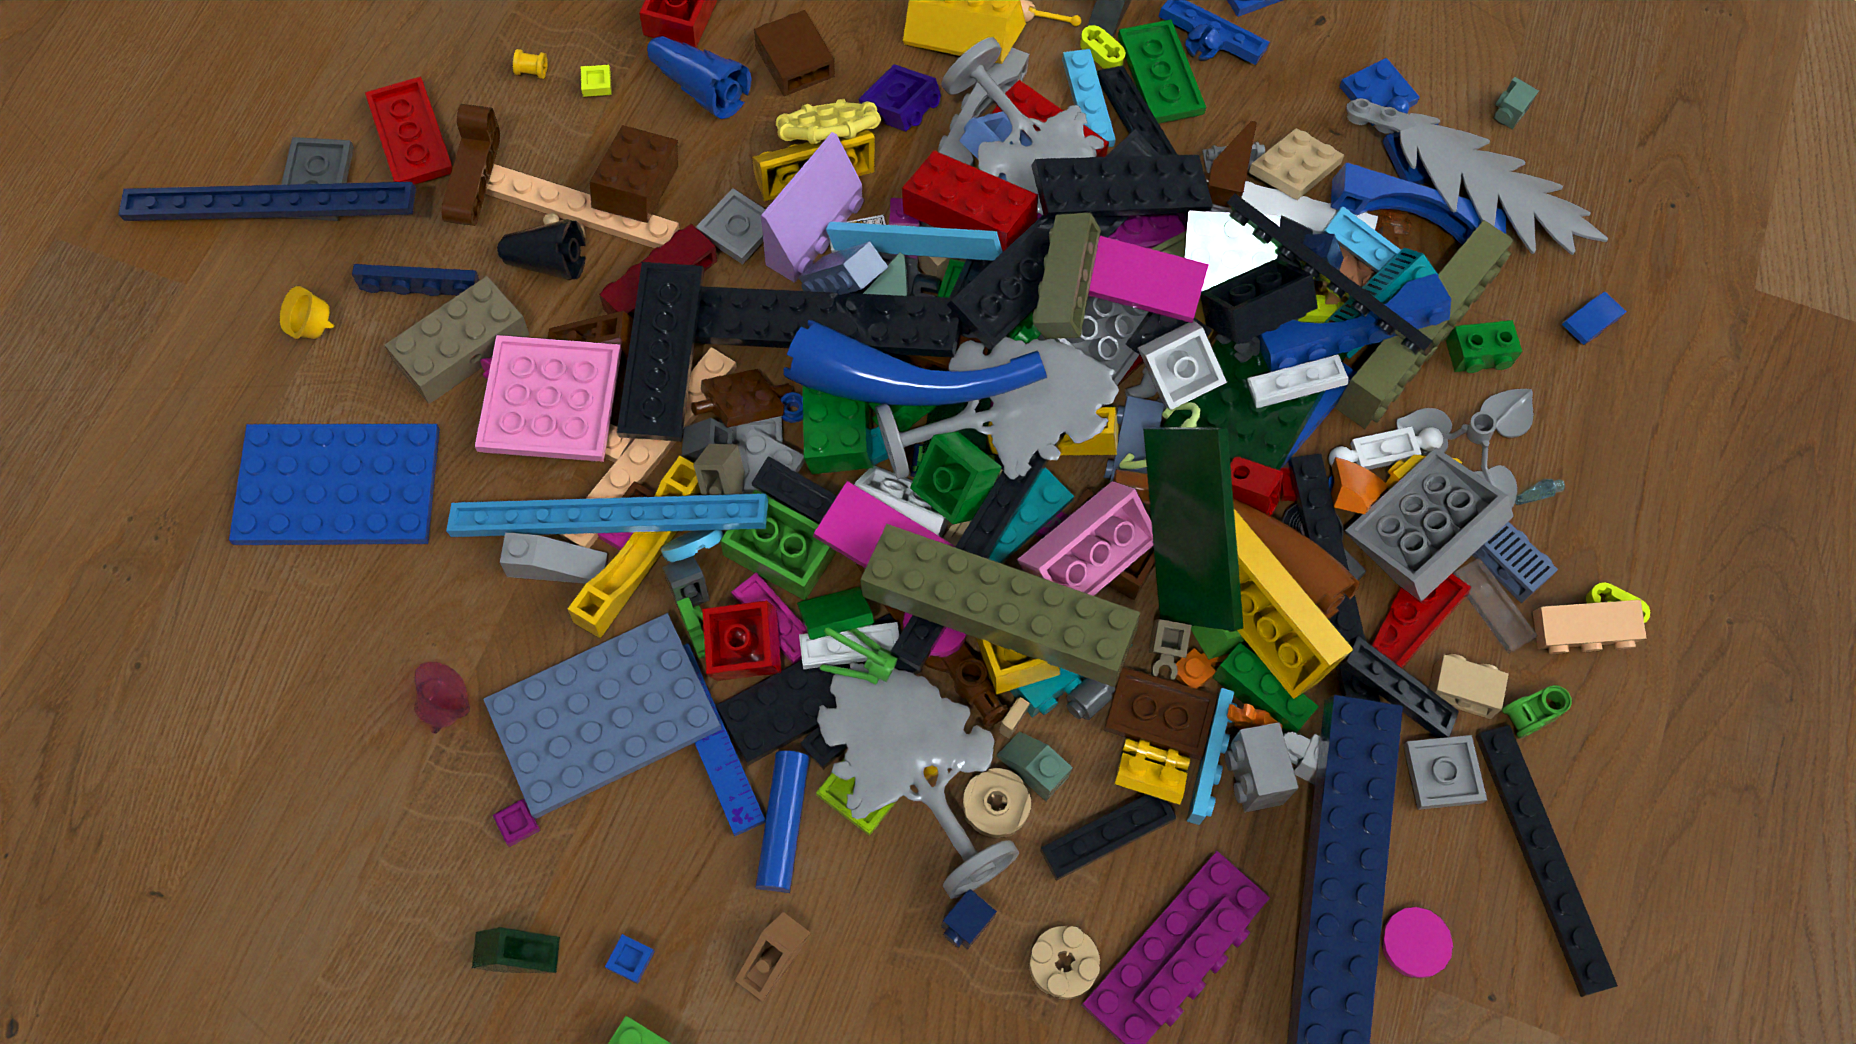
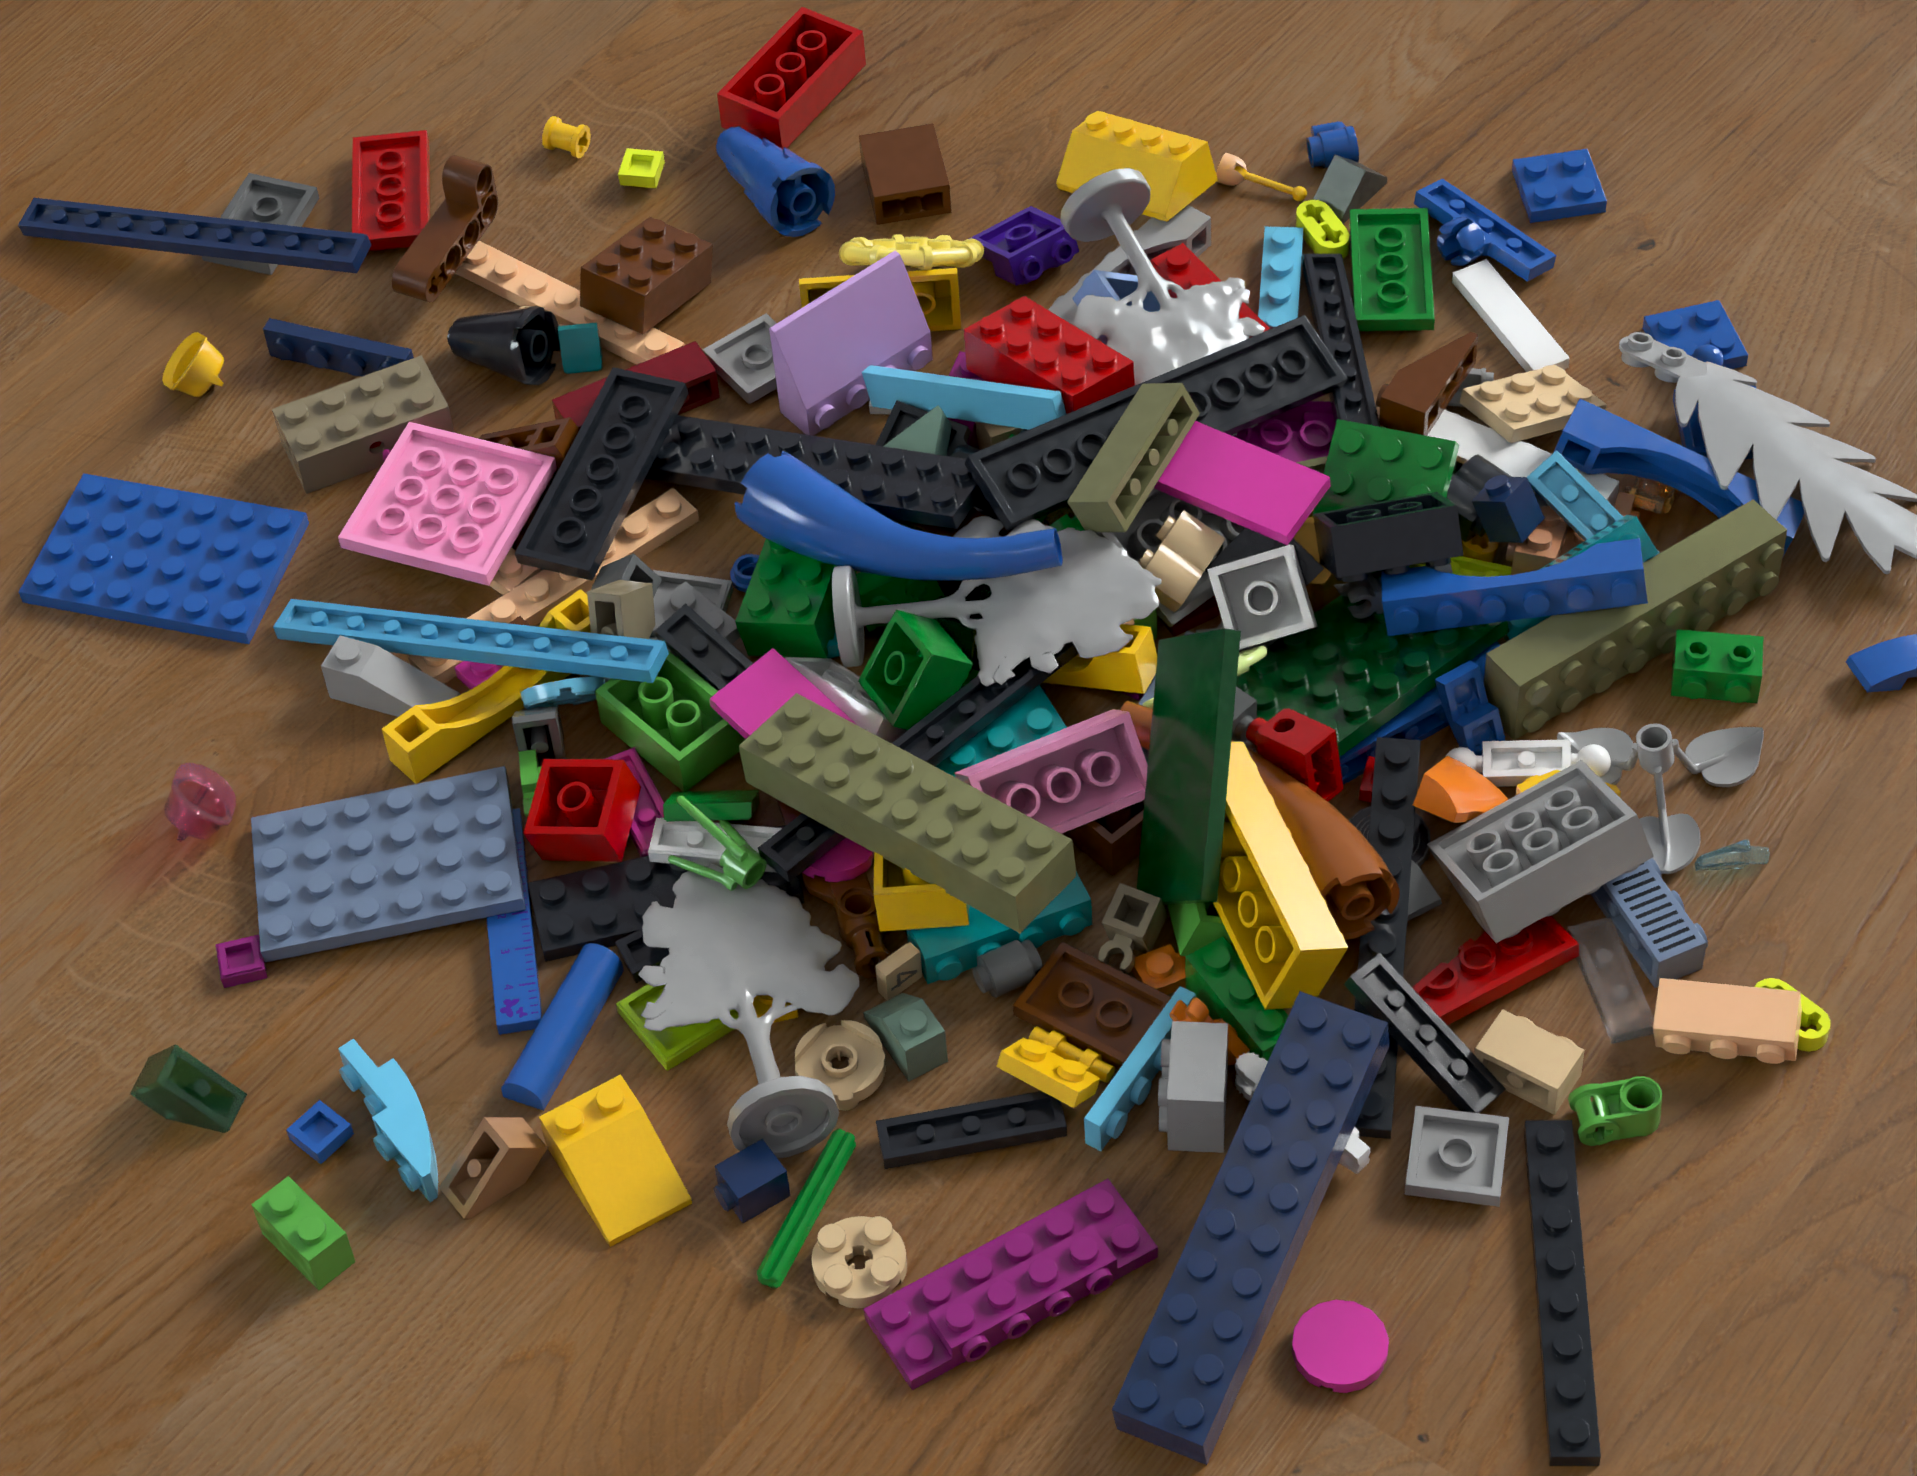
camera: 25 degrees right, 15 degrees down
(602, 242) = (580, 348): none -> teal slope
(694, 942) = (396, 1117): none -> medium azure slope
(741, 398) = (685, 546): reddish brown plate -> none
(844, 270) = (860, 411): sand blue brick -> none
(862, 928) = (614, 1160): none -> yellow slope
(1012, 929) = (806, 1209): none -> green axle
(1114, 341) = (1180, 557): none -> tan brick
(1121, 185) = (1259, 373): black plate -> none
(1252, 96) = (1508, 317): none -> white tile
(1297, 381) = (1414, 644): white tile -> none
(1338, 284) = (1492, 524): black plate -> none
(1339, 421) = (1468, 708): none -> blue slope
(1514, 102) = (1884, 383): sand green brick -> none

